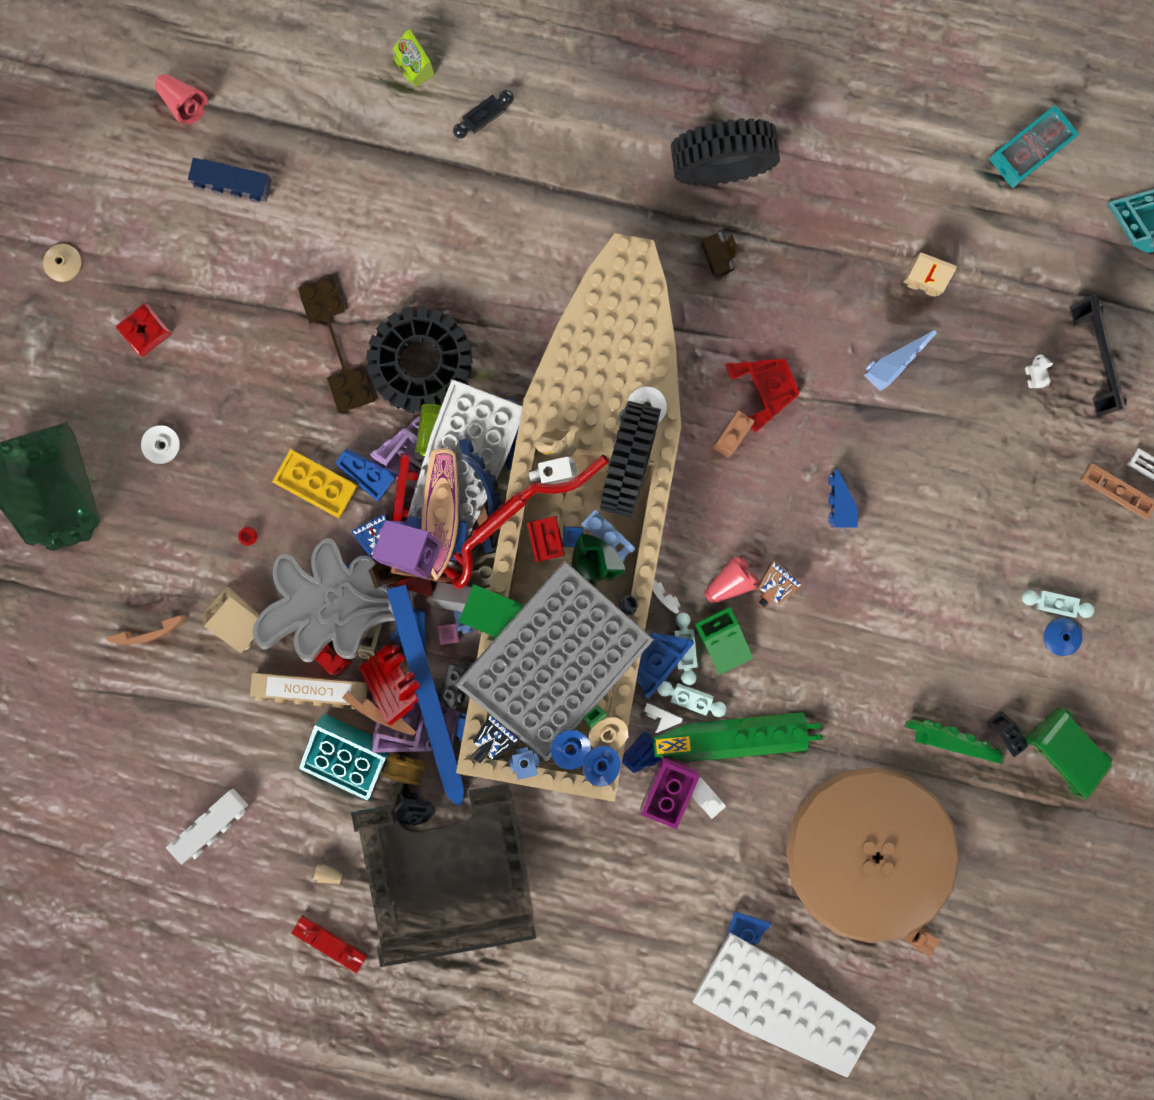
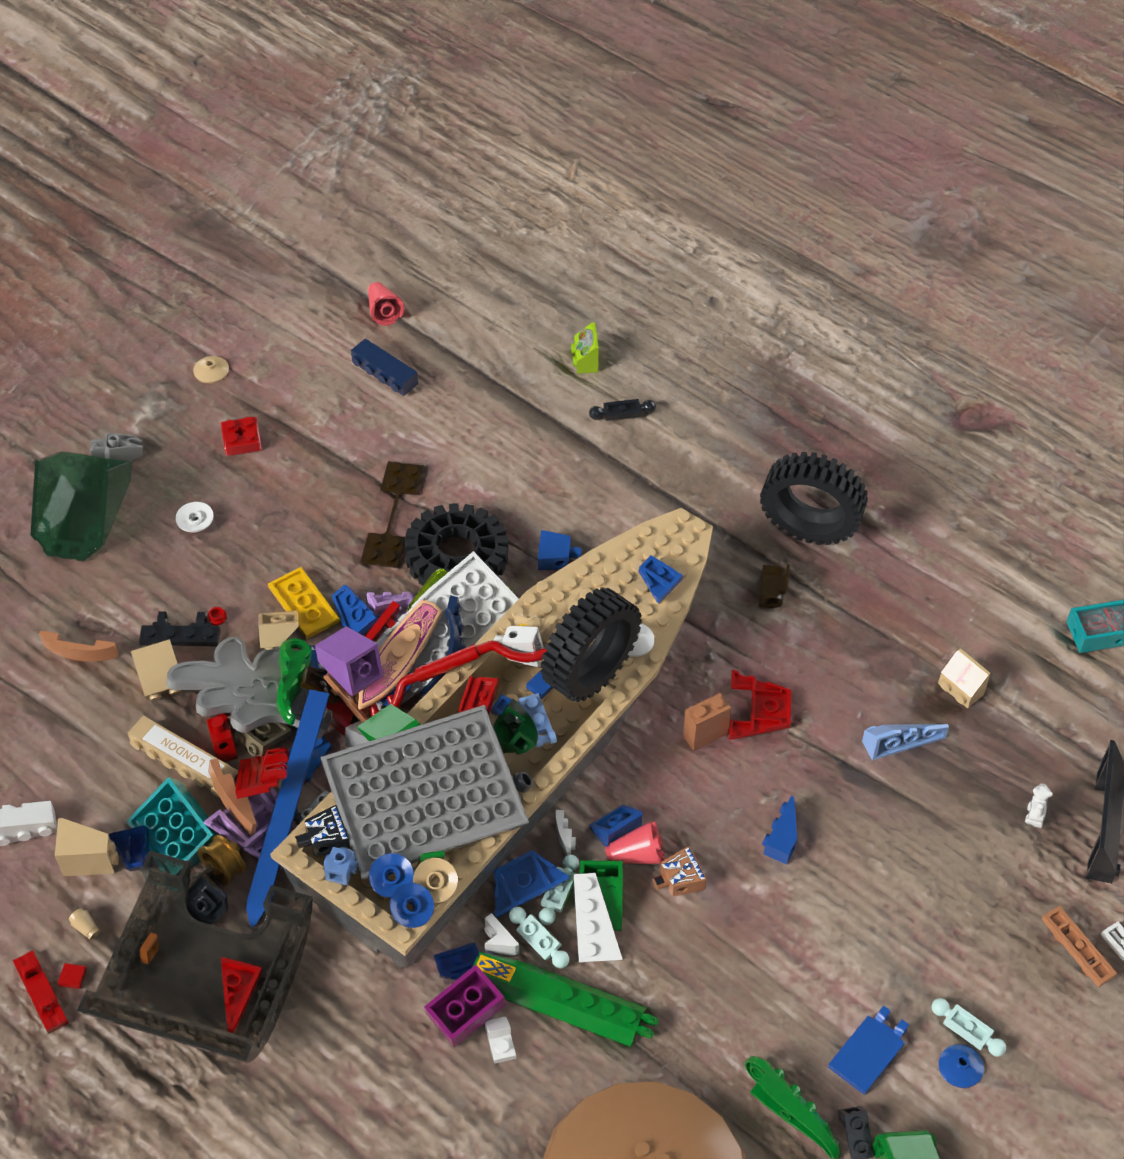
camera: 30 degrees right, 35 degrees down
(38, 406) = (117, 447): none -> light grey hinge
(211, 577) = (195, 635): none -> black hinge
(284, 819) = (84, 850): none -> tan slope
(312, 528) = (276, 628): none -> tan slope
(321, 791) = (132, 846): none -> clear blue wing
(345, 919) = (72, 976): none -> red tile
(355, 568) = (292, 667): none -> green animal
(396, 875) = (149, 948): none -> dark orange tile
(485, 868) = (238, 986): none -> red wing
(508, 313) = (555, 551): none -> blue torso
(591, 498) = (538, 685): none -> blue tile
(637, 330) = (659, 577): none -> blue wing
(701, 565) = (616, 824): none -> blue slope
(730, 668) = (594, 927): none -> white wing
(990, 662) = (869, 1051): none -> blue tile

